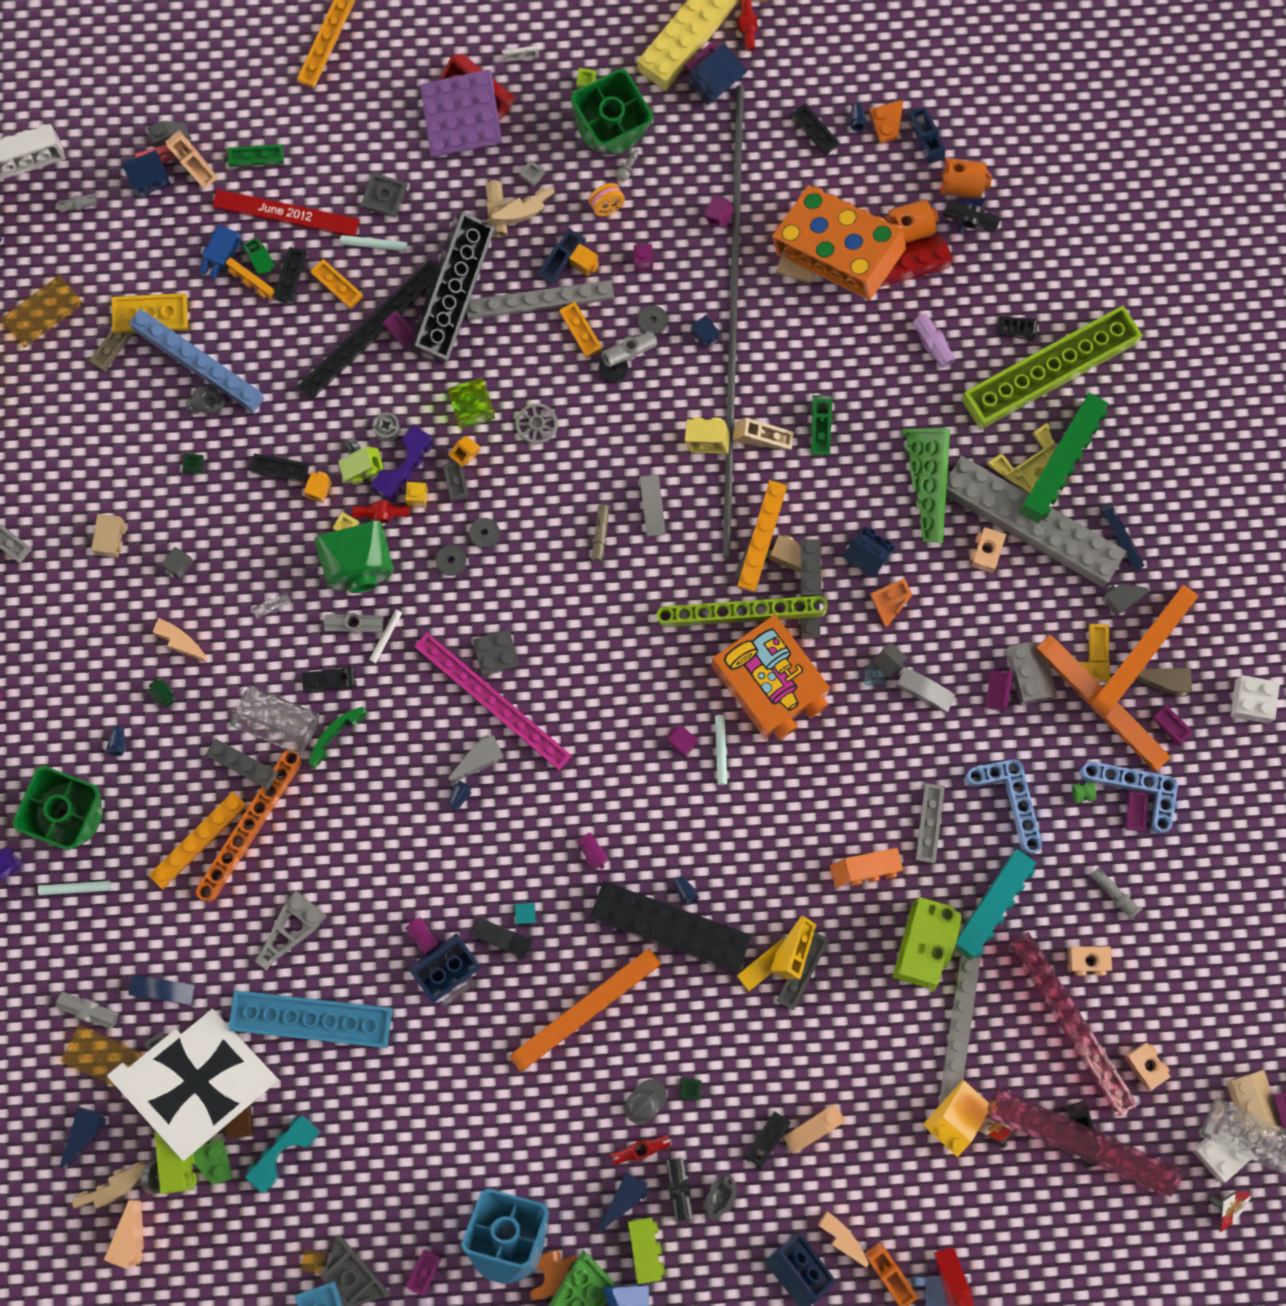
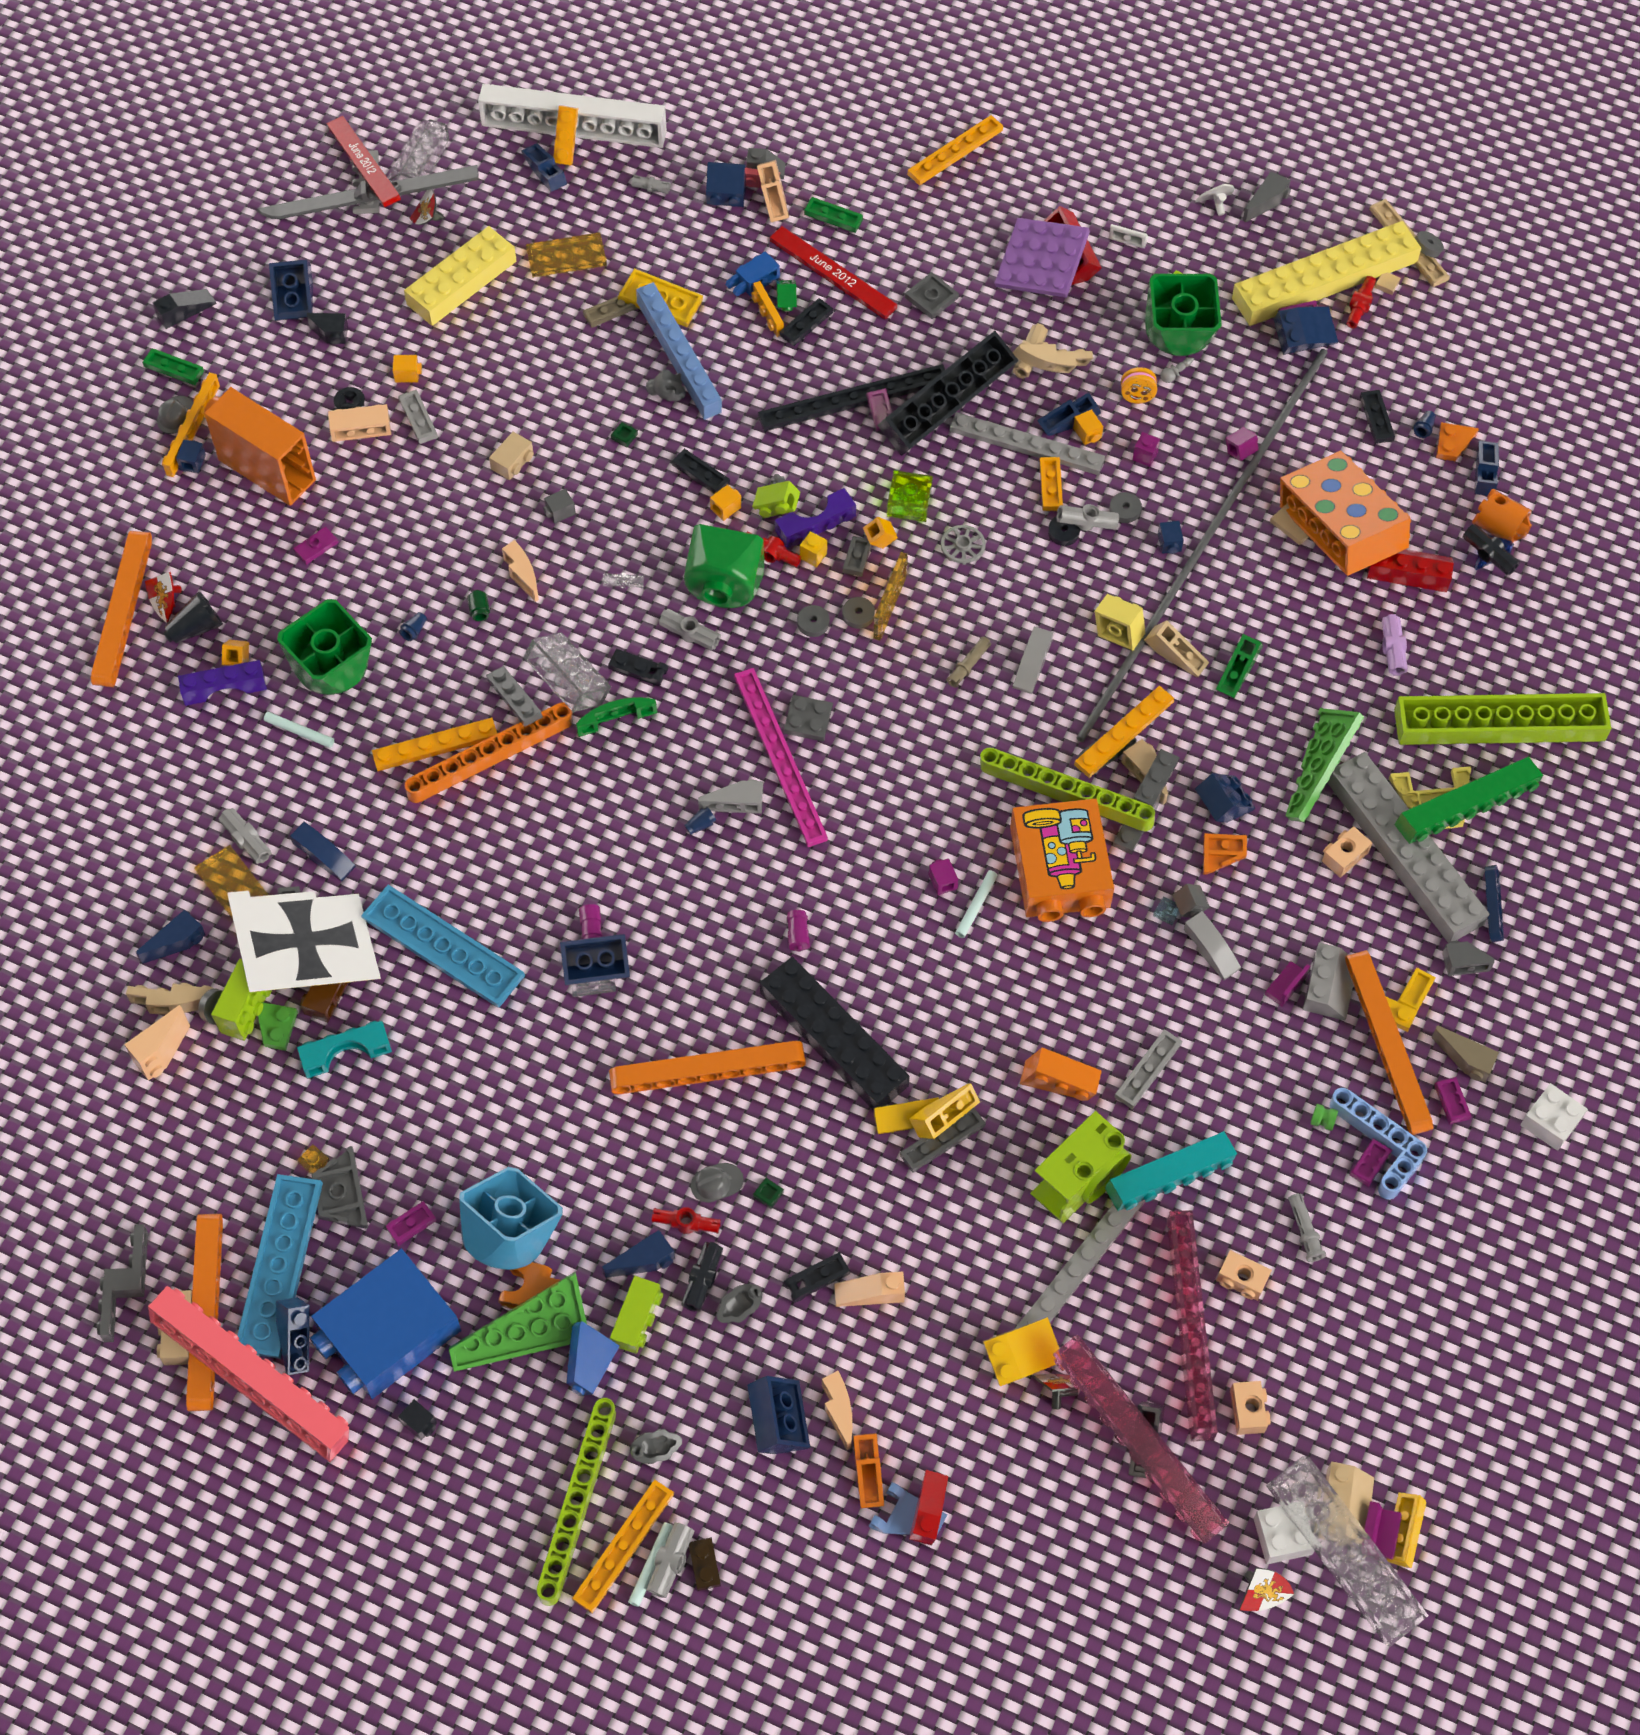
camera: 30 degrees right, 15 degrees down
(303, 910) = (494, 851): light grey plate -> none
(336, 284) = (844, 347): light orange plate -> none
(373, 243) = (899, 330): light aqua piece -> none
(385, 636) = (713, 655): white bar -> none
(386, 427) = (819, 482): light grey wheel -> none
(503, 938) = (667, 967): black slope -> none
(506, 508) = (890, 596): none -> clear yellow tile
(525, 913) = (700, 955): teal tile -> none
(532, 173) = (1081, 336): light grey plate -> none
(686, 891) = (868, 1011): dark blue cone -> none
(917, 217) = (1431, 531): orange cylinder -> none
(1014, 798) = (1251, 1089): light blue beam -> none
(1018, 321) = (1489, 680): black slope -> none
(1144, 650) = (1458, 1011): orange beam -> none

